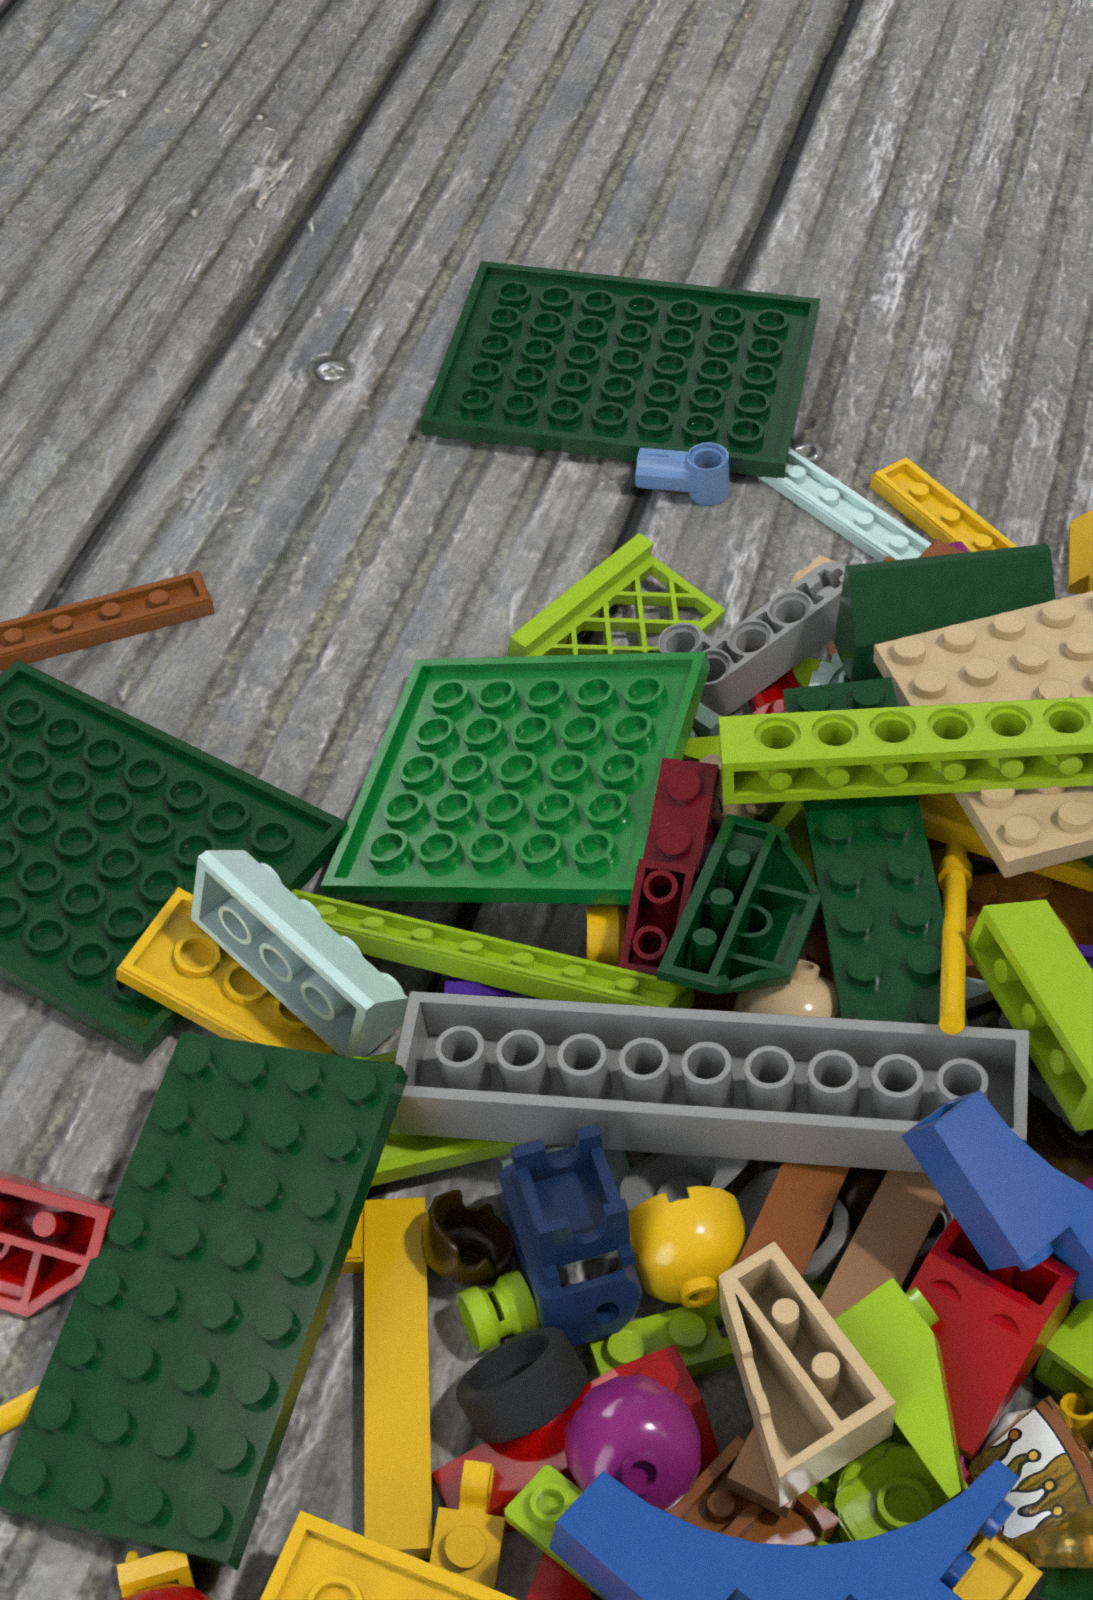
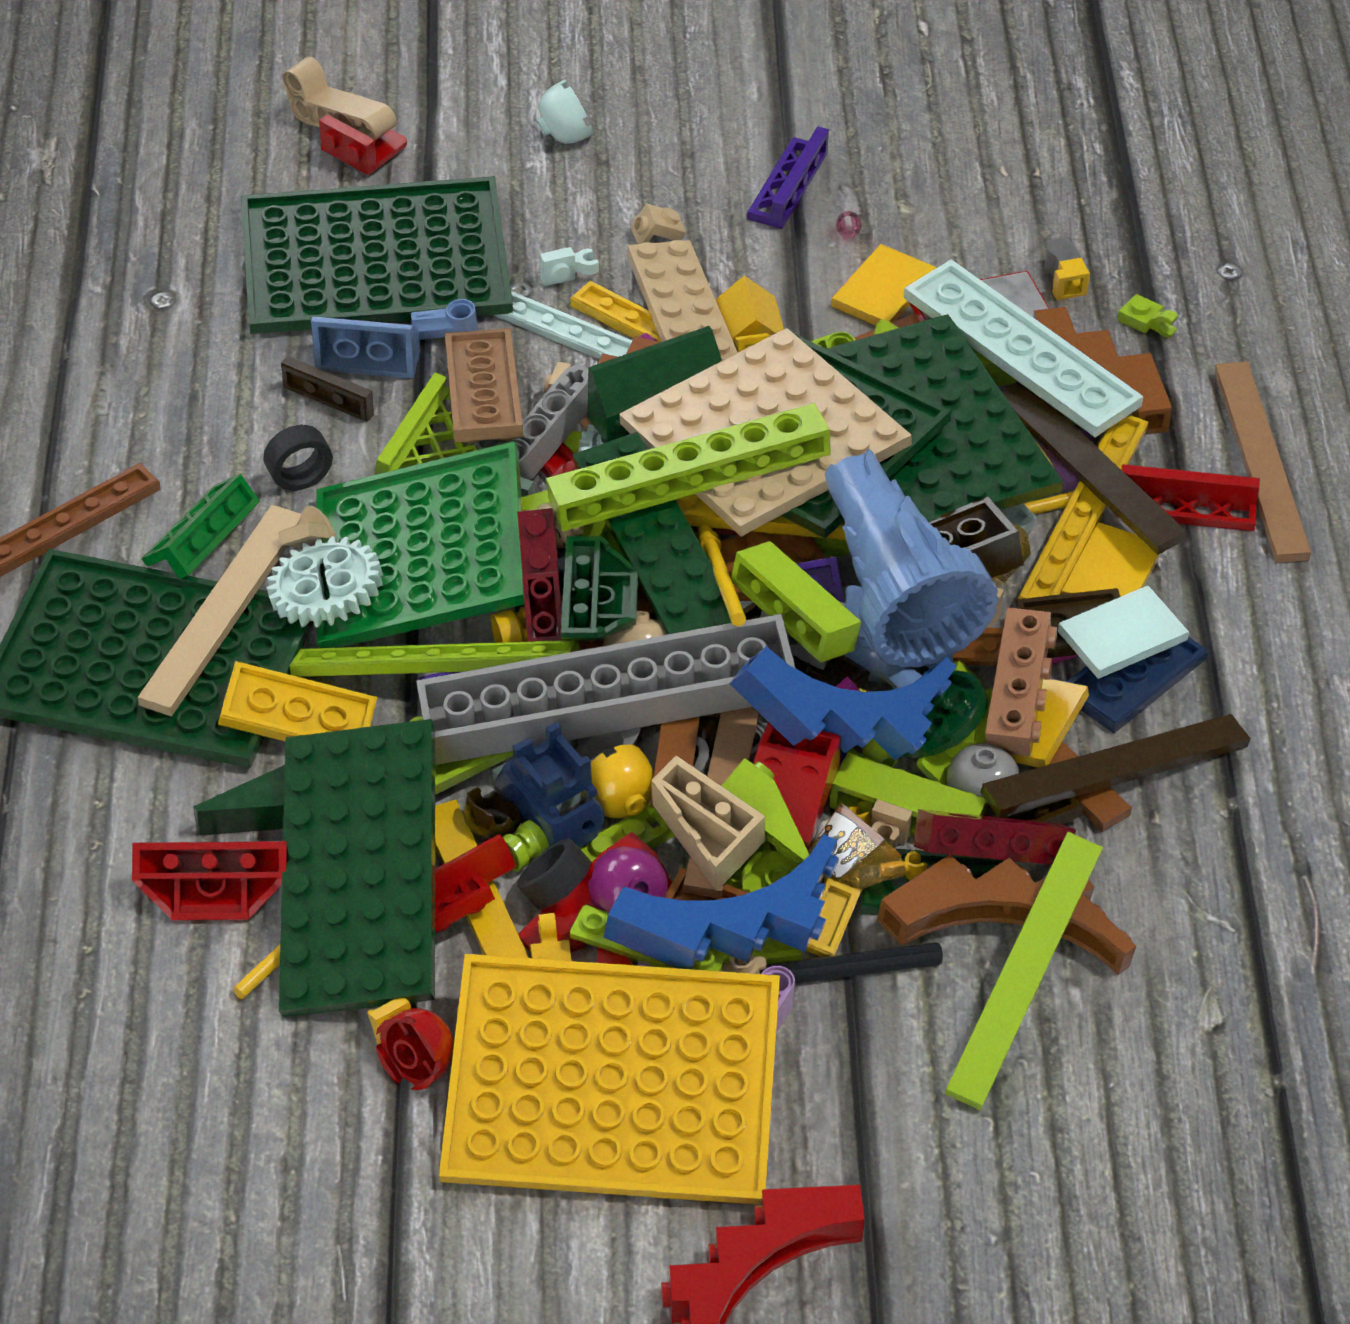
camera: 20 degrees left, 0 degrees up
(90, 1123) = (246, 808): none -> dark green slope
(196, 808) = (218, 613): none -> tan tile
(237, 678) = (204, 526): none -> green fence
(295, 953) = (325, 681): light aqua slope -> none
(364, 1360) = (463, 881): none -> red bracket
(379, 717) = (311, 526): none -> tan tile
(397, 799) = (299, 590): none -> light aqua gear
(401, 581) = (290, 441): none -> black tyre
(490, 526) = (327, 389): none -> dark brown tile
(561, 480) = (365, 347): none -> medium blue slope
(638, 179) = (313, 99): none -> tan beam
(660, 231) = (357, 148): none -> red bracket
(698, 568) = (483, 386): none -> medium nougat plate
(873, 427) = (562, 264): none -> light aqua plate
(937, 240) = (562, 115): none -> light aqua cylinder
(1026, 398) = (659, 222): none -> tan bracket
(1027, 496) = (678, 291): none -> tan plate

